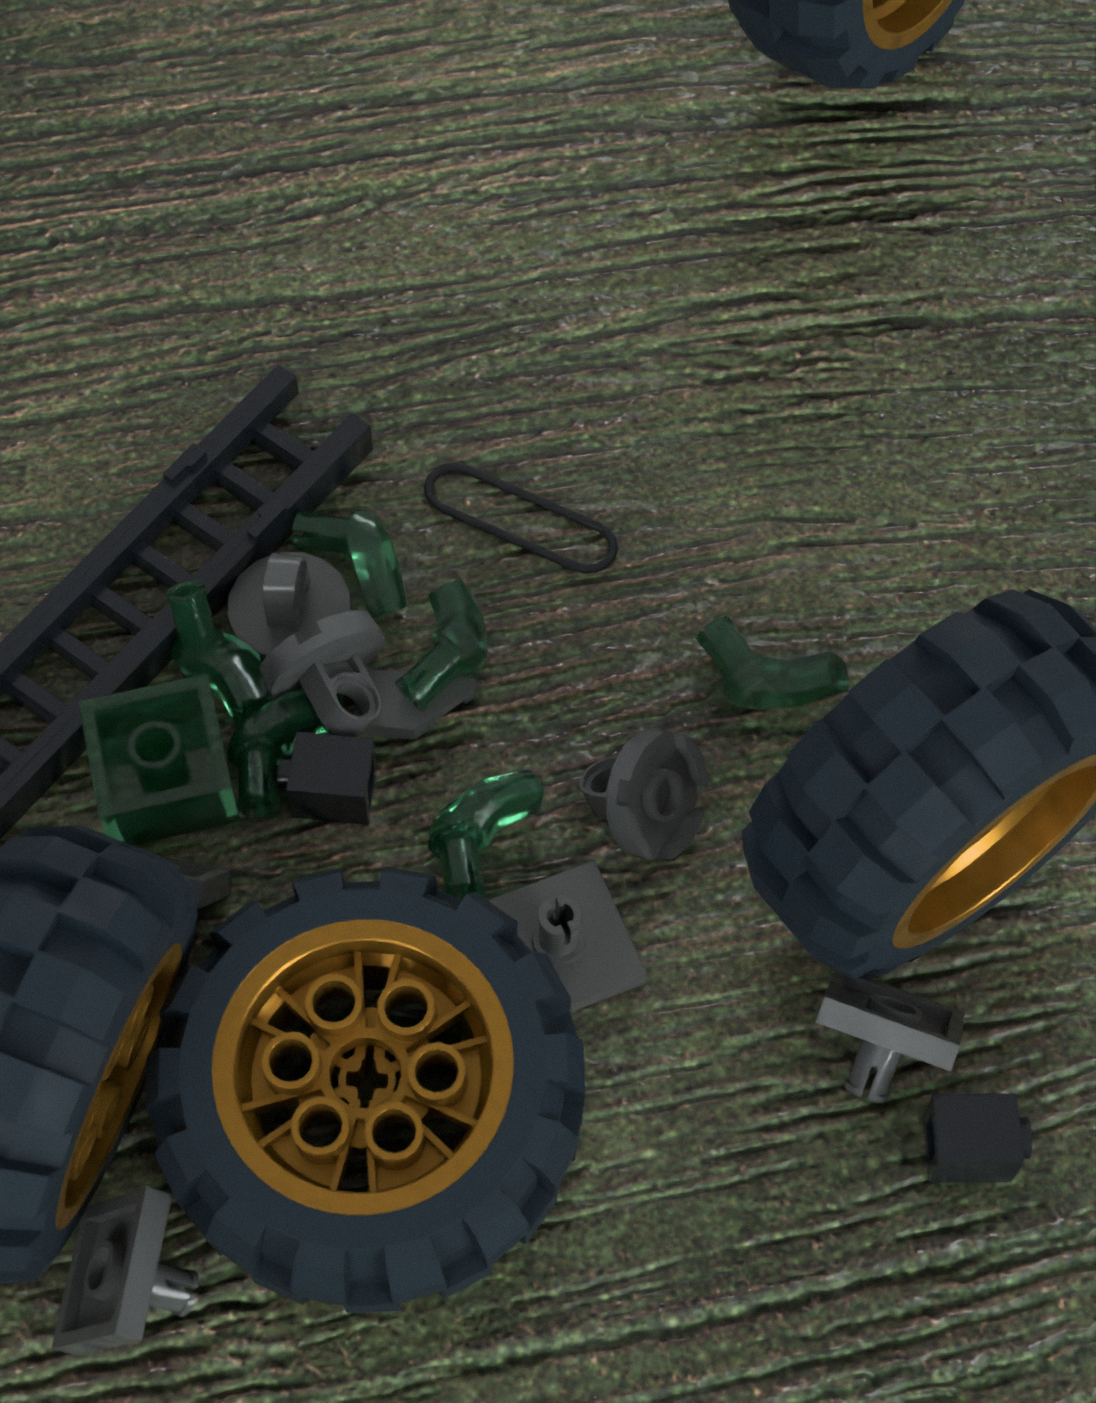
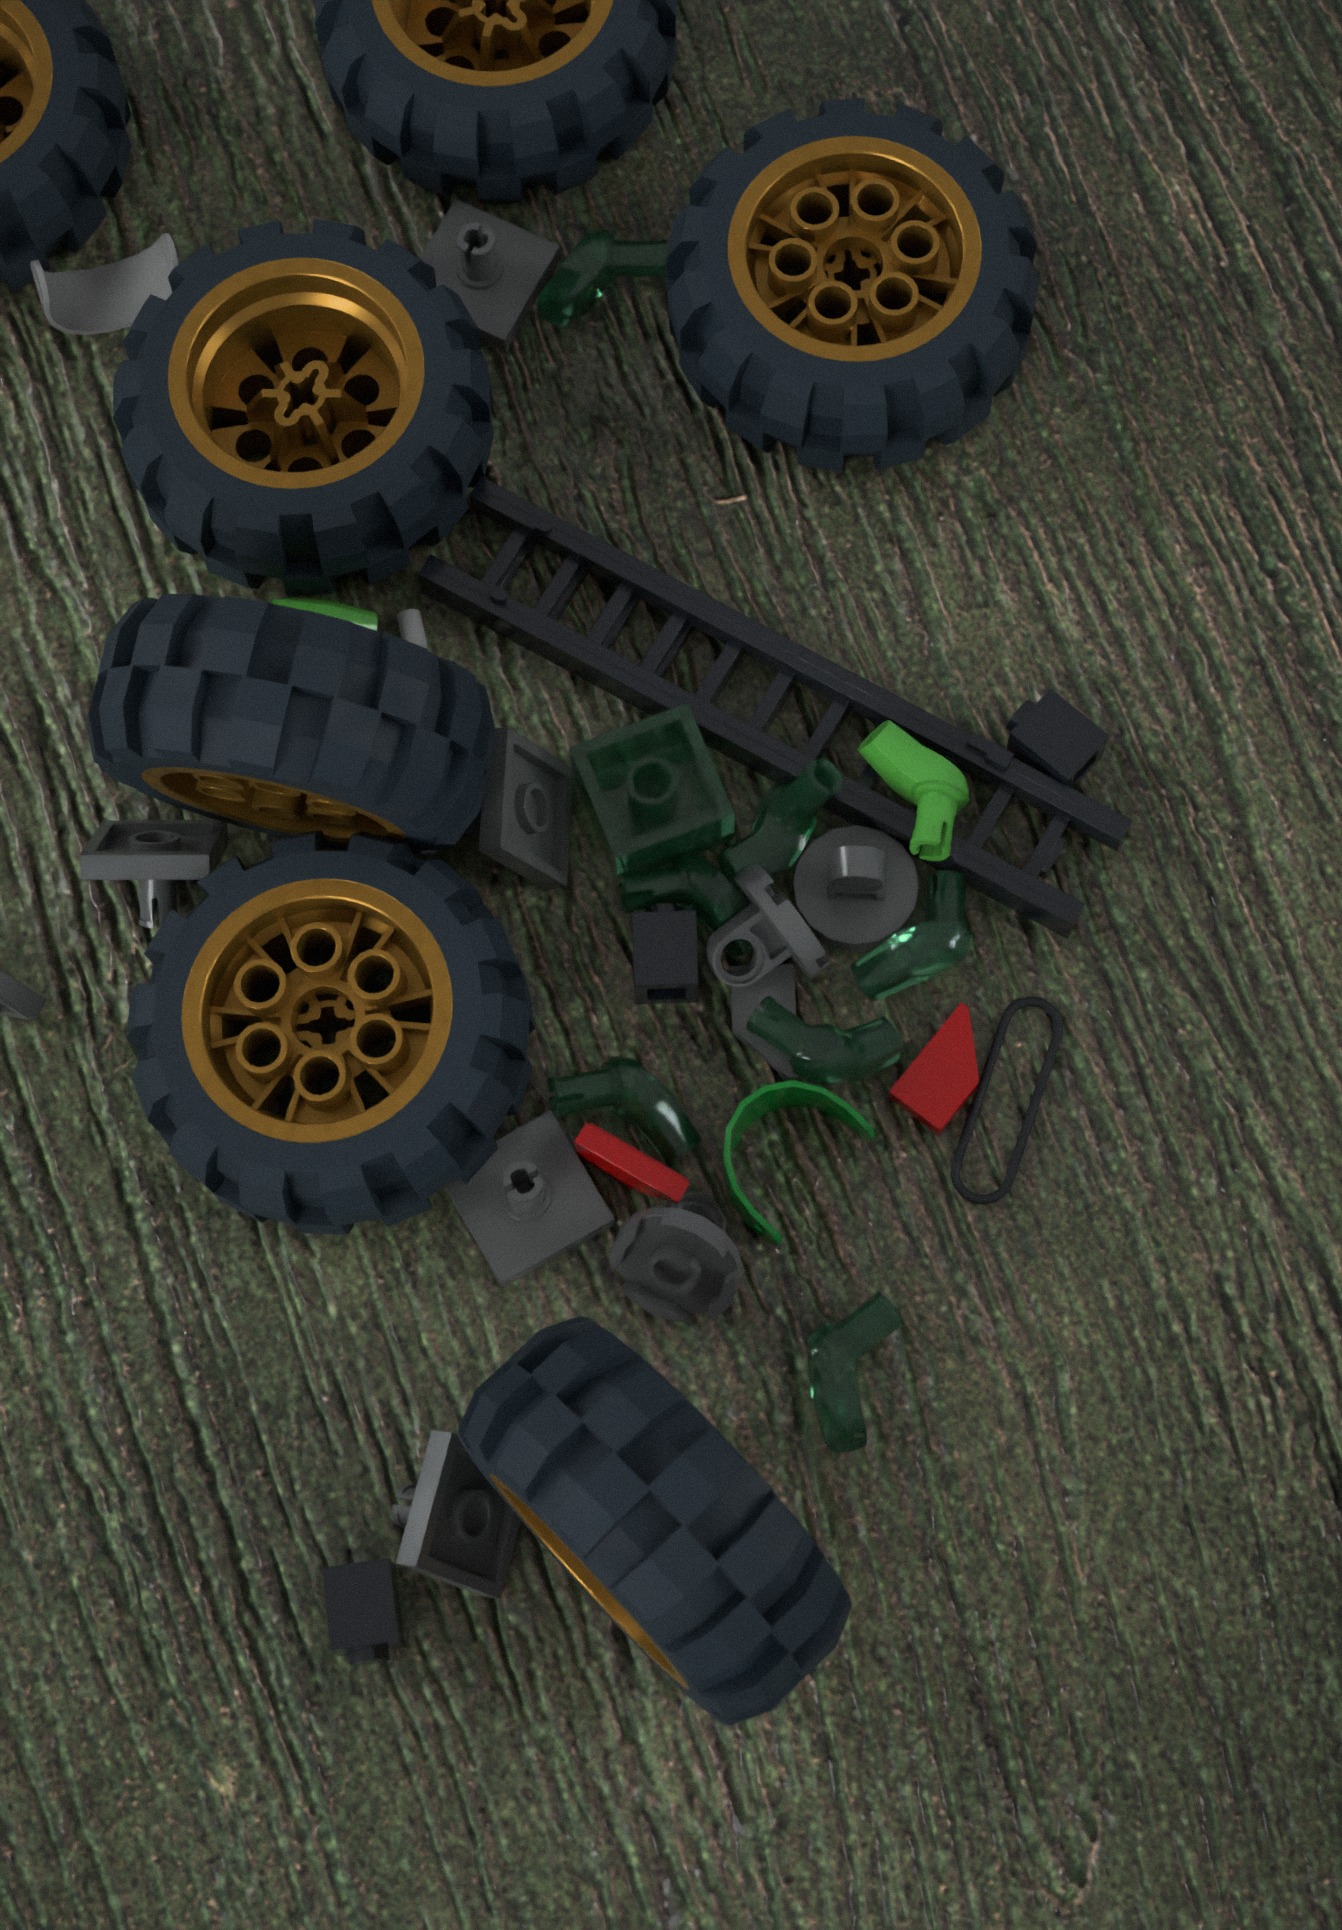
camera: 85 degrees right, 10 degrees up
(180, 414) = (1055, 739): none -> black brick
(204, 518) = (921, 779): none -> bright green arm
(489, 562) = (941, 1074): none -> red tile
(539, 741) = (768, 1099): none -> green piece
(545, 833) = (629, 1165): none -> red tile

